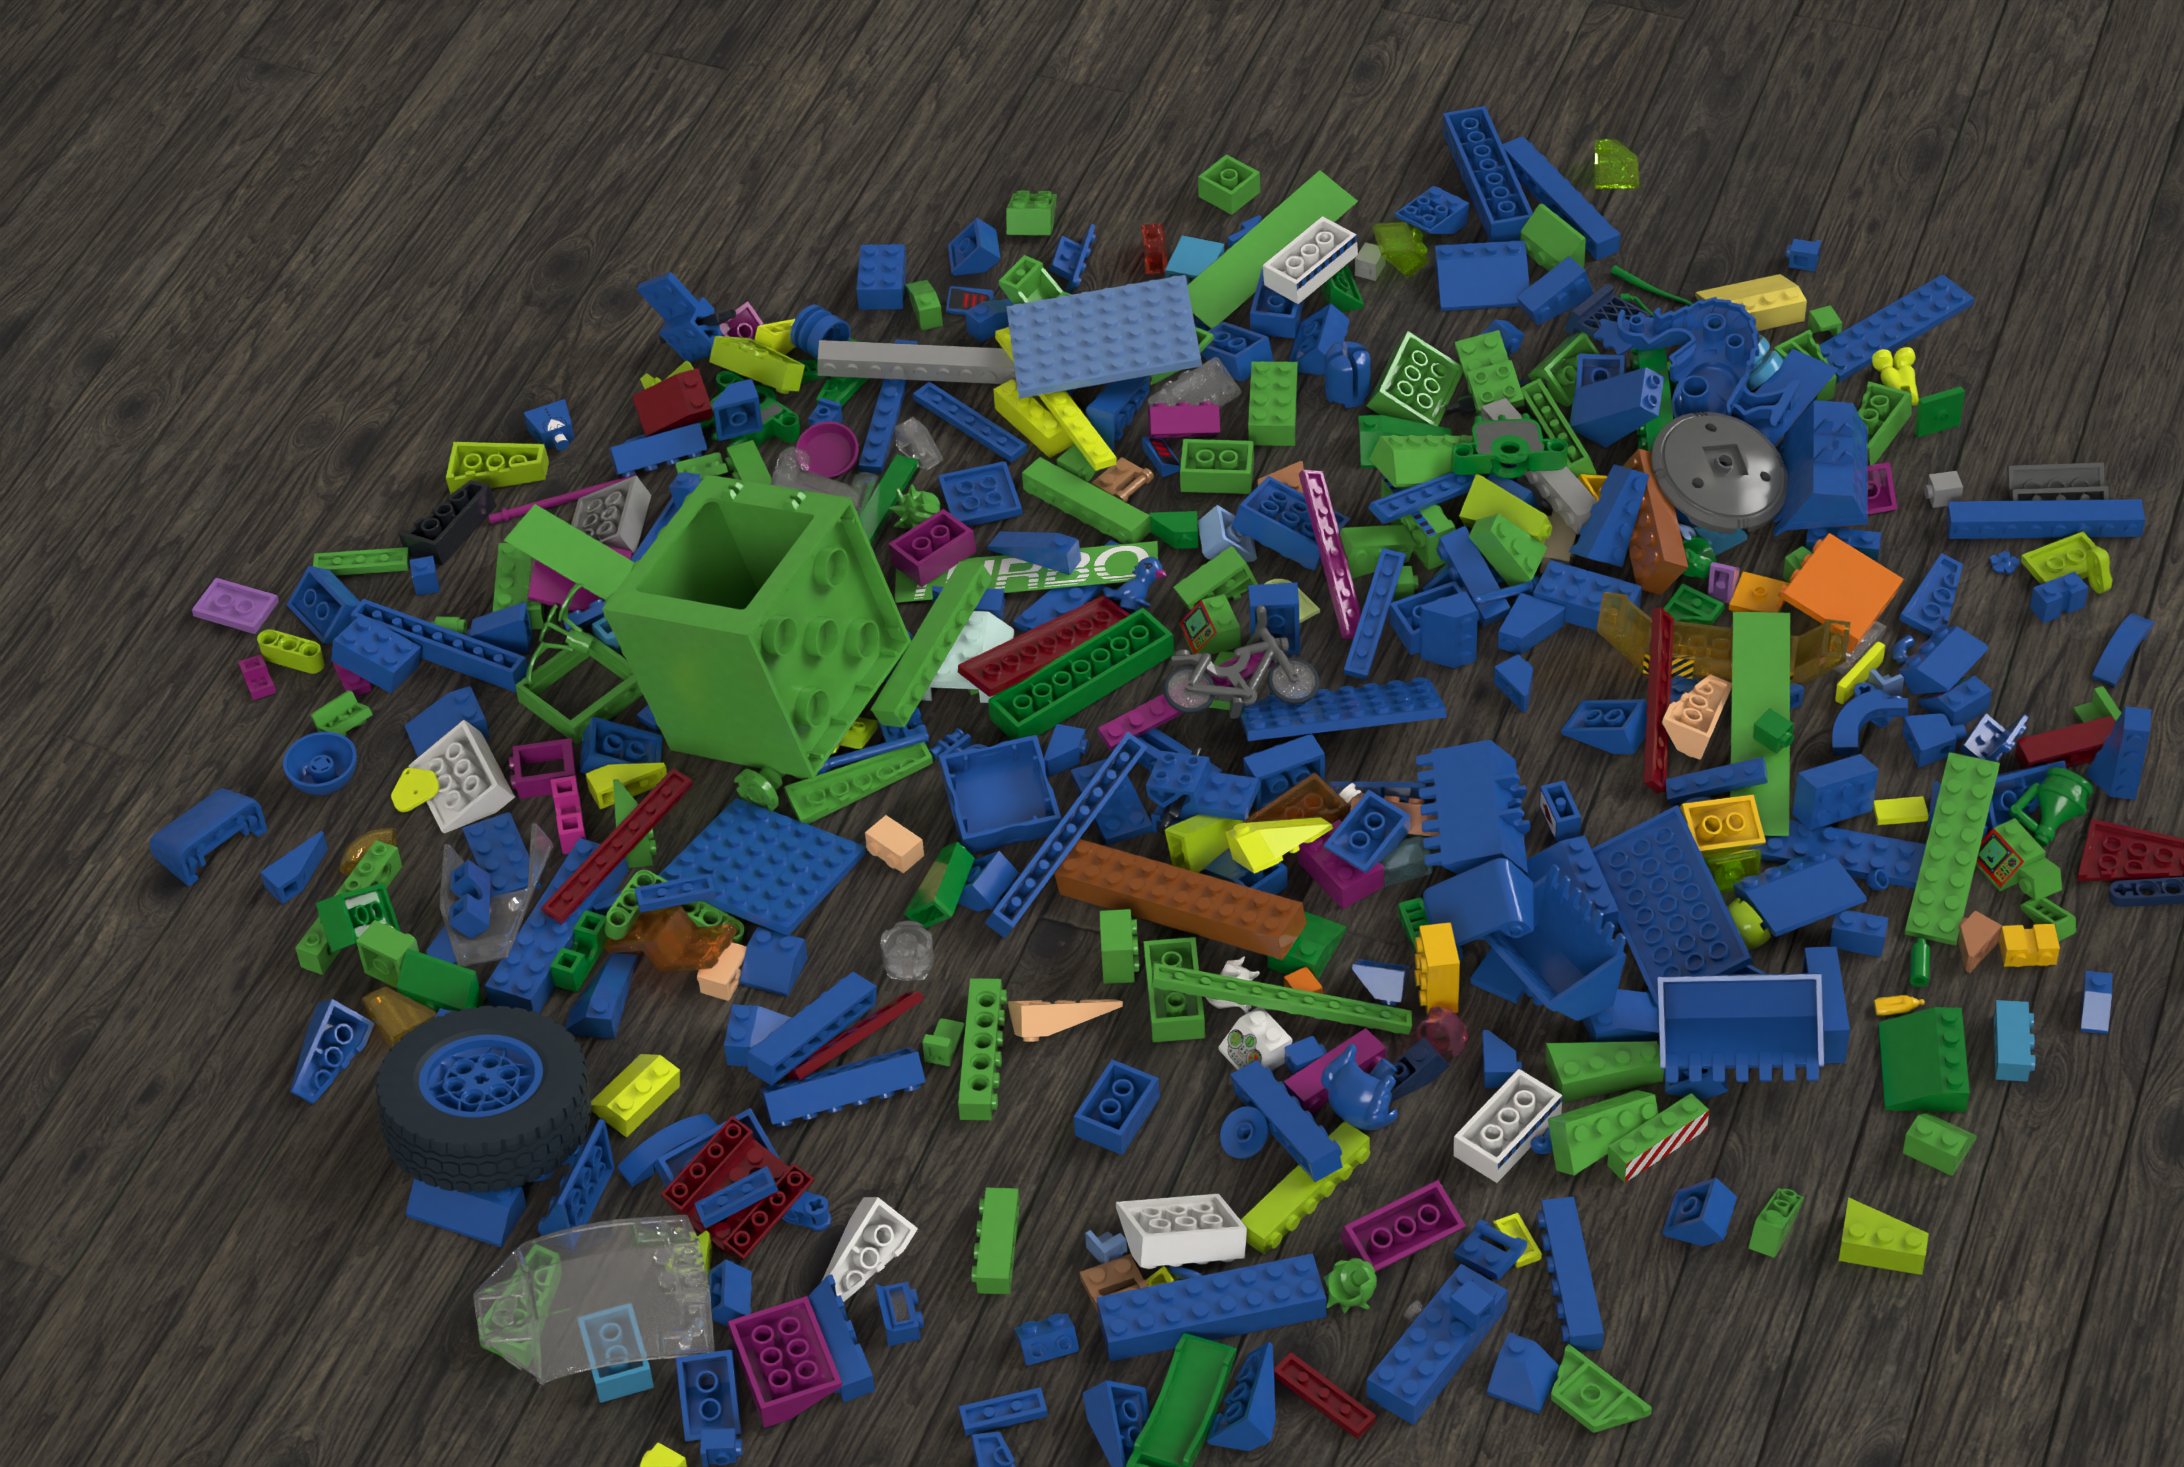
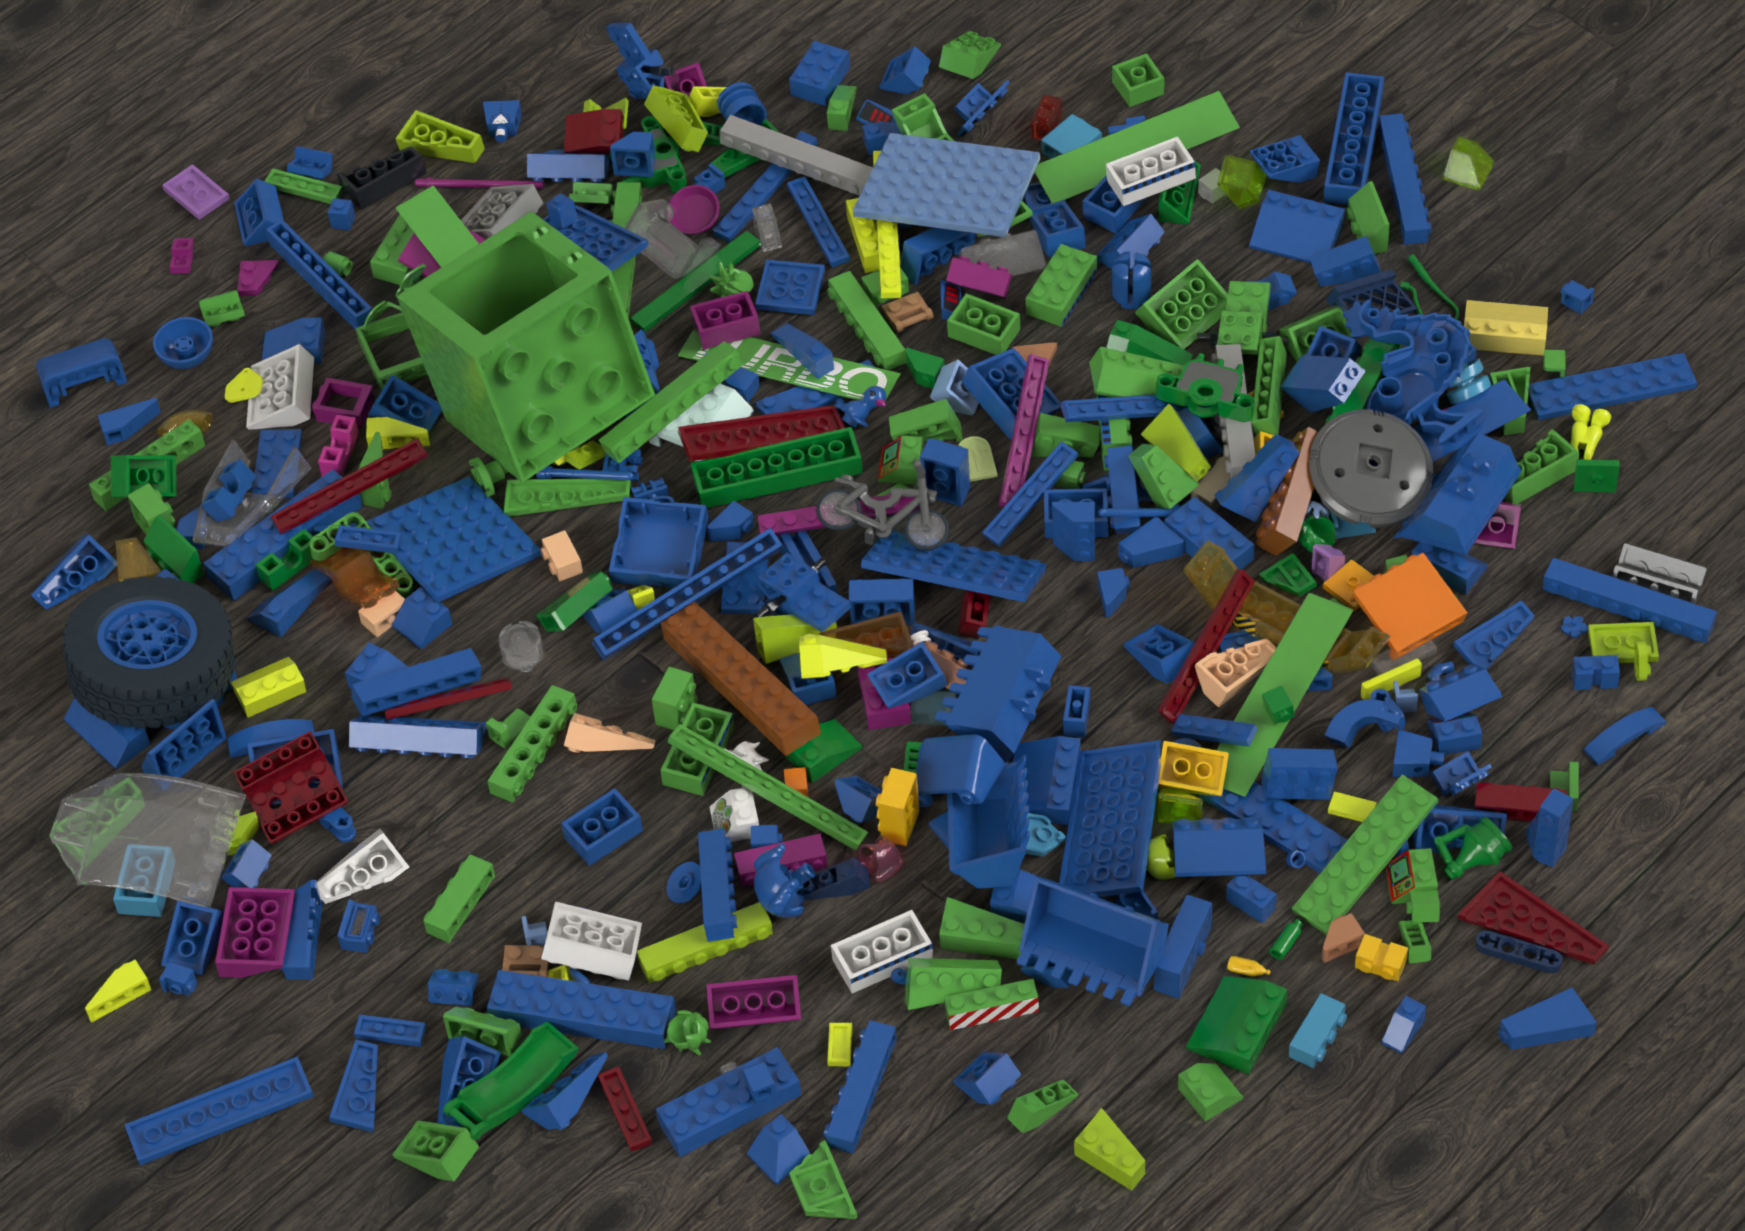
camera: 25 degrees right, 5 degrees up
(290, 651) = (214, 243): lime beam -> none
(356, 534) = (311, 163): none -> blue bracket
(376, 653) = (270, 267): blue brick -> none
(505, 629) = (372, 280): blue slope -> none
(736, 1197) = (285, 794): blue plate -> none
(1017, 854) = (641, 596): none -> neon yellow slope
(1124, 1366) = (483, 1028): none -> bright green slope
(1388, 751) = (973, 613): none -> dark red brick
(1486, 1257) = (805, 1047): blue plate -> none
(1498, 1061) = (907, 896): blue slope -> none
(1943, 488) = (1561, 544): light grey brick -> none

